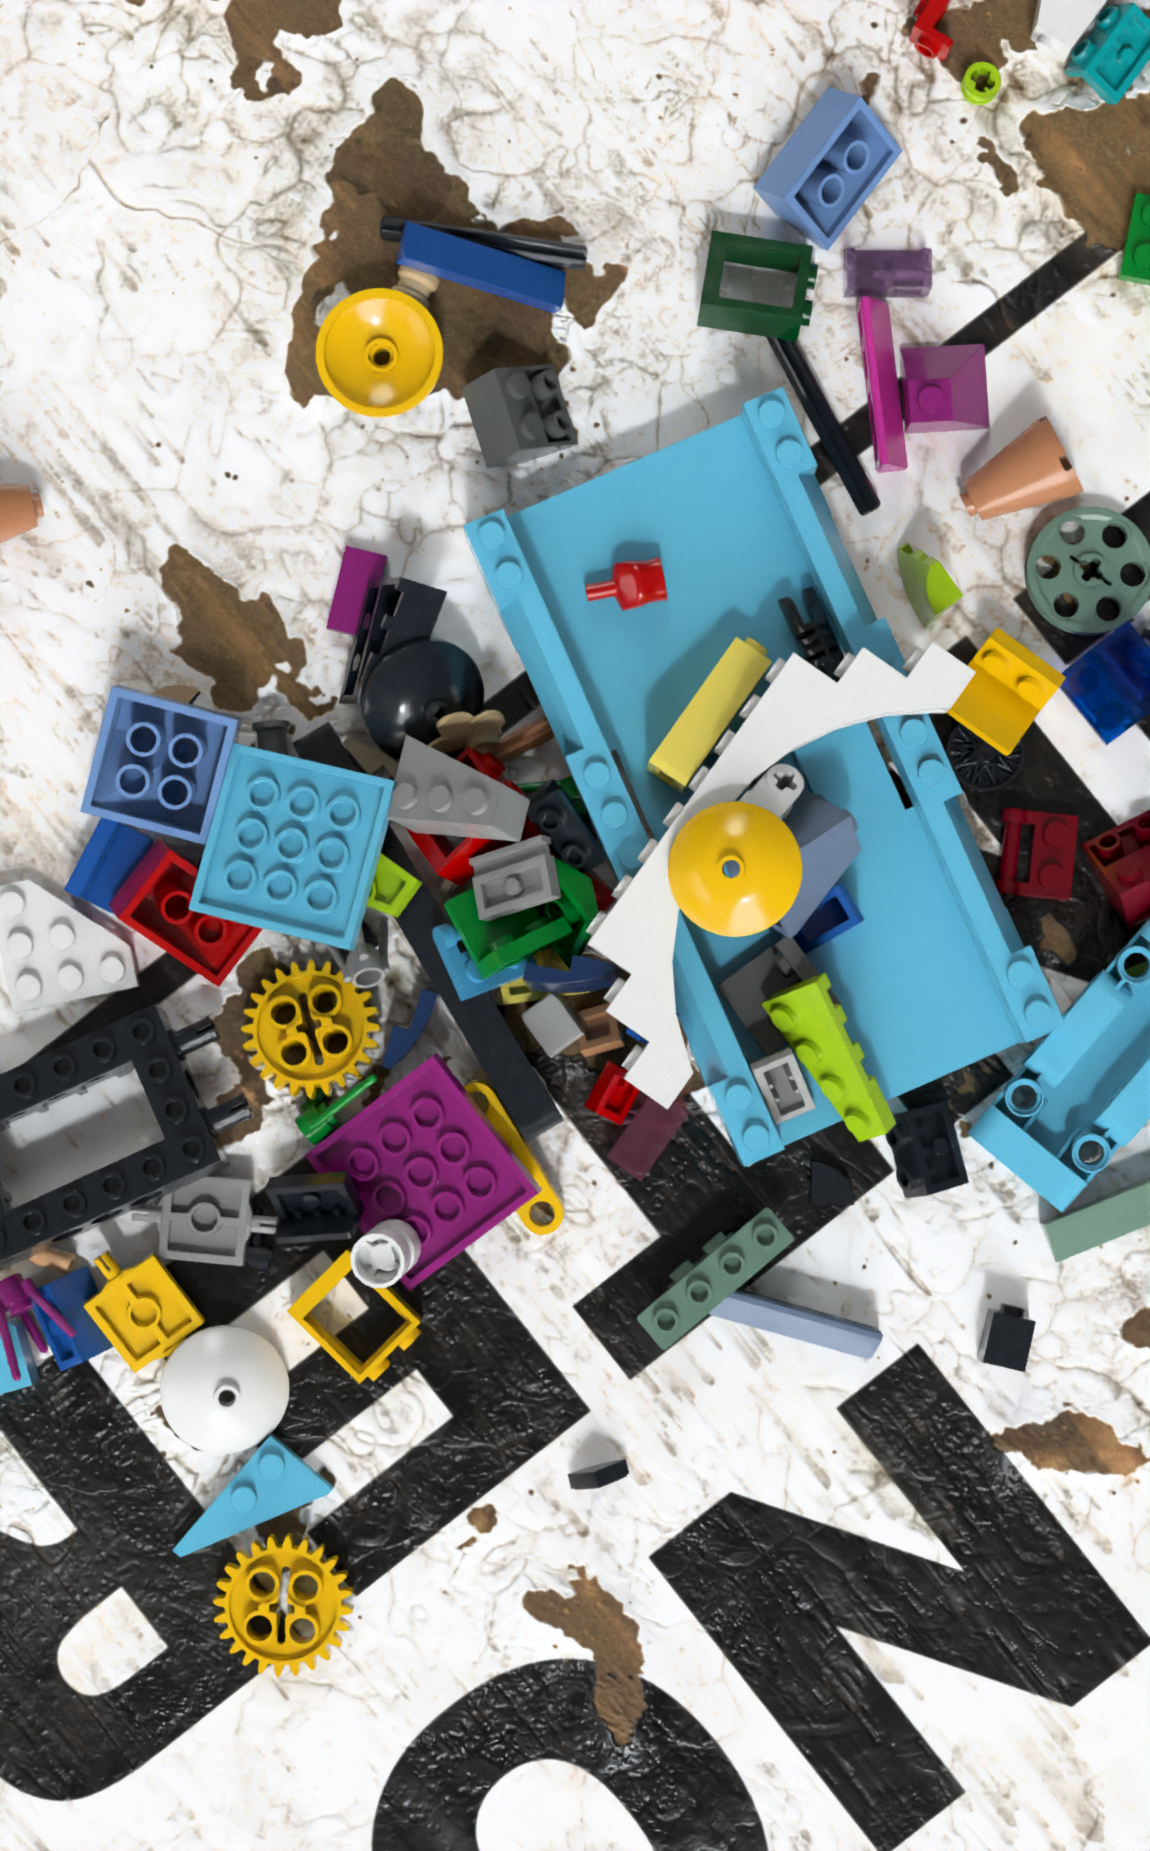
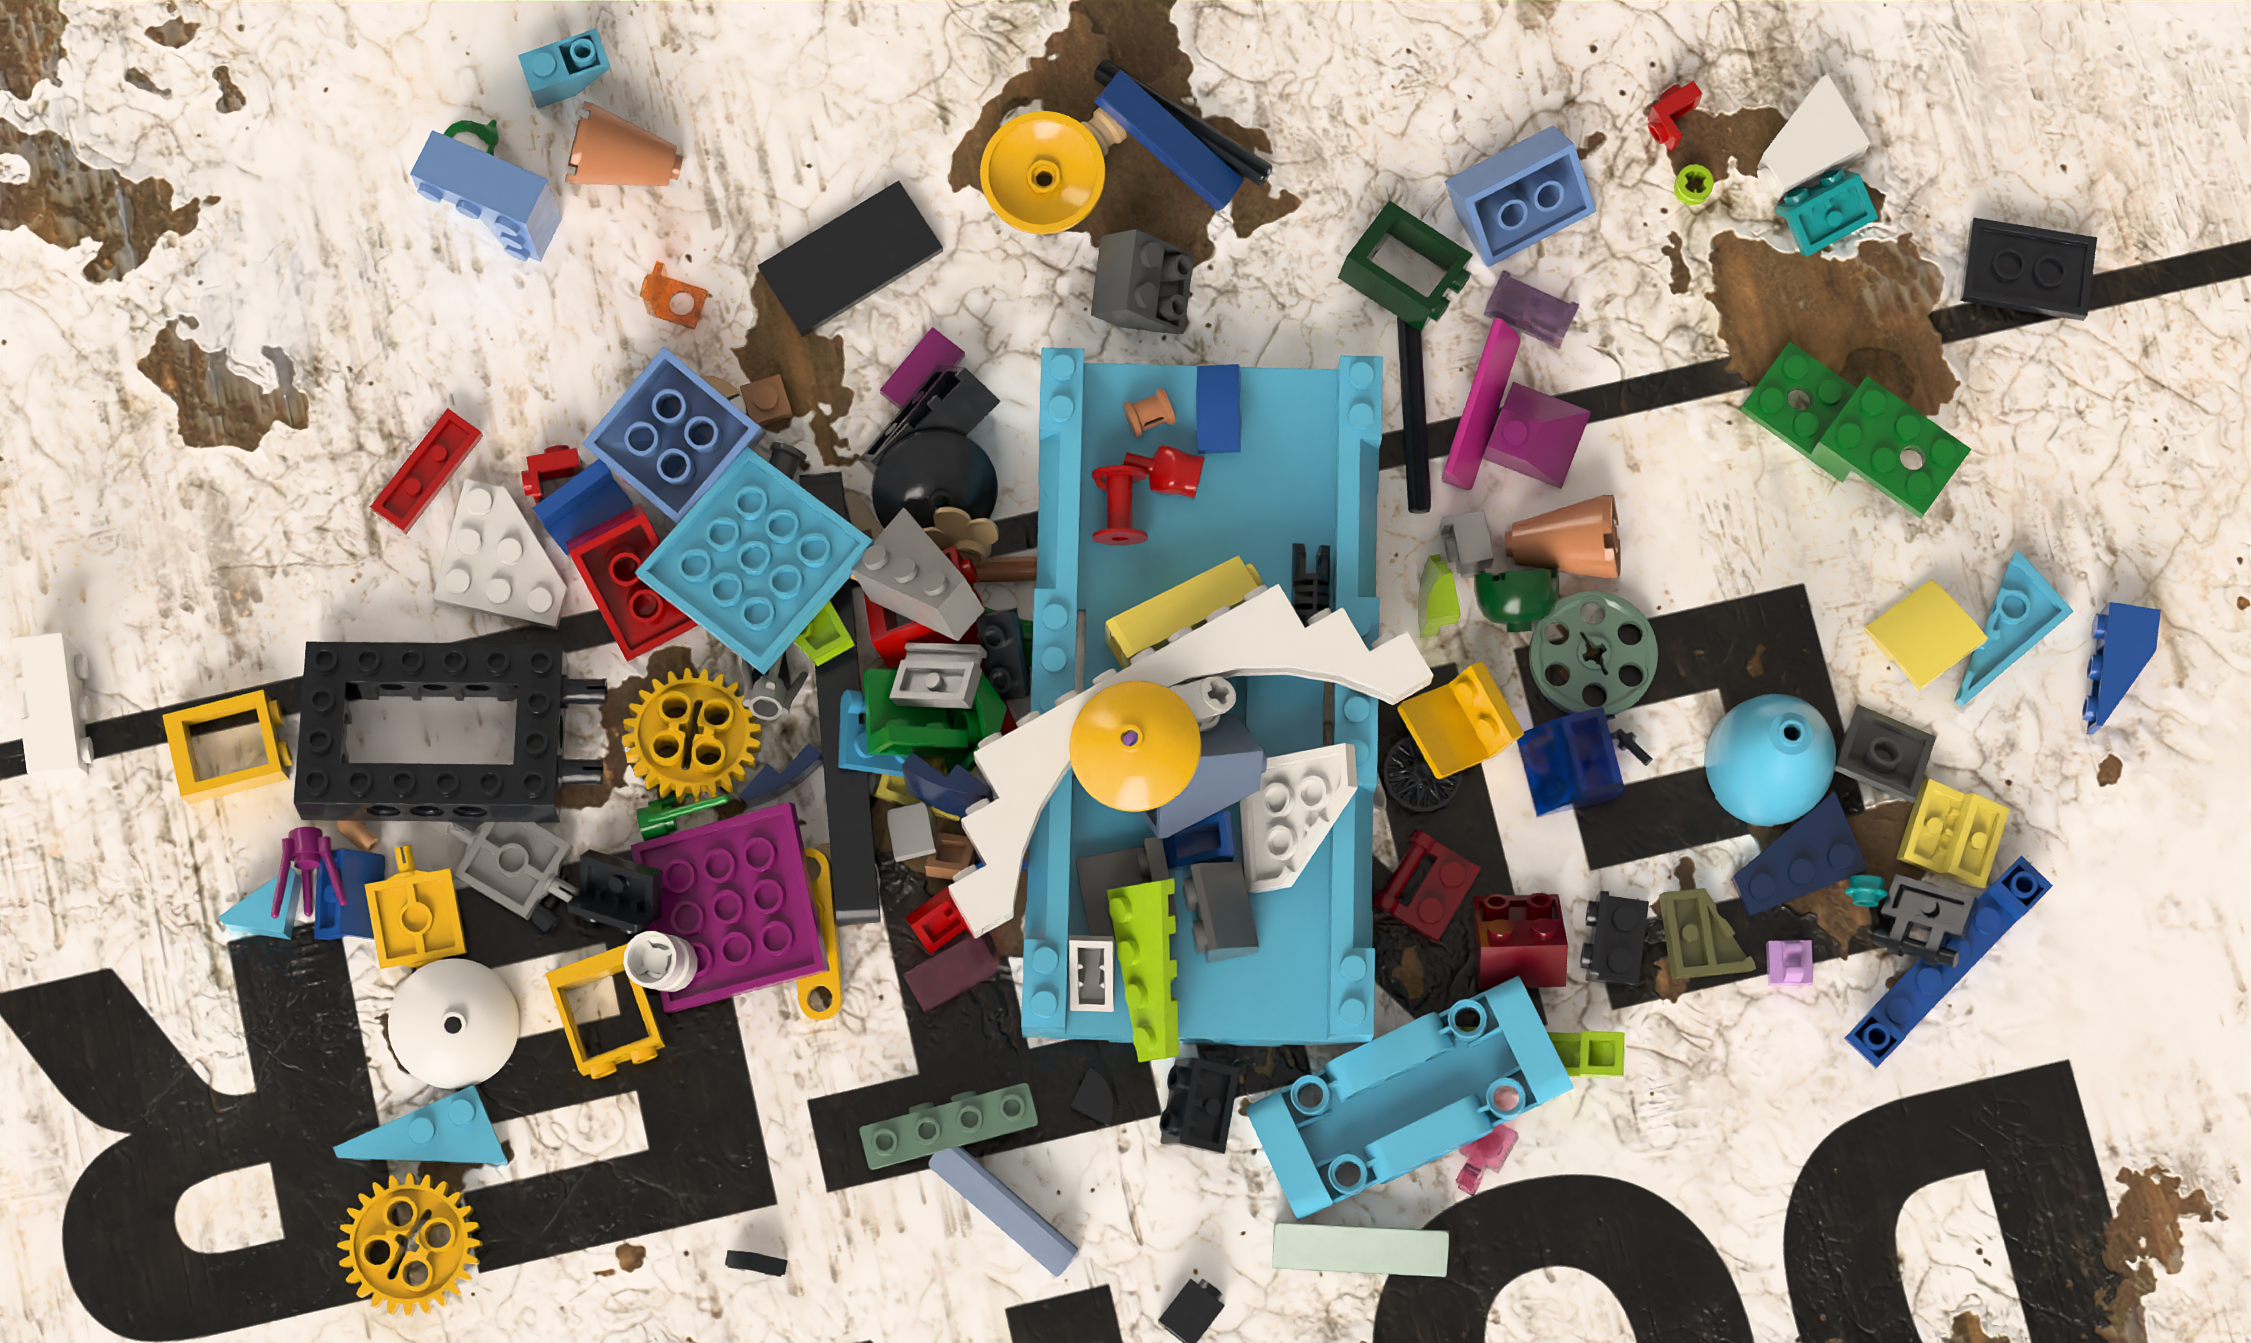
camera: 20 degrees right, 10 degrees down
(63, 836) = (554, 464): none -> red bracket
(78, 630) = (658, 291): none -> clear orange bracket
(227, 686) = (766, 400): none -> medium nougat plate
(239, 515) = (850, 258): none -> black tile
(588, 538) = (1149, 412): none -> nougat bush
(602, 638) = (1118, 484): none -> red piece
(650, 505) = (1218, 409): none -> blue slope
(873, 974) = (1222, 911): none -> dark grey slope
(899, 853) = (1294, 813): none -> white plate
(931, 521) = (1468, 542): none -> light grey brick
(999, 551) = (1517, 597): none -> dark green cylinder

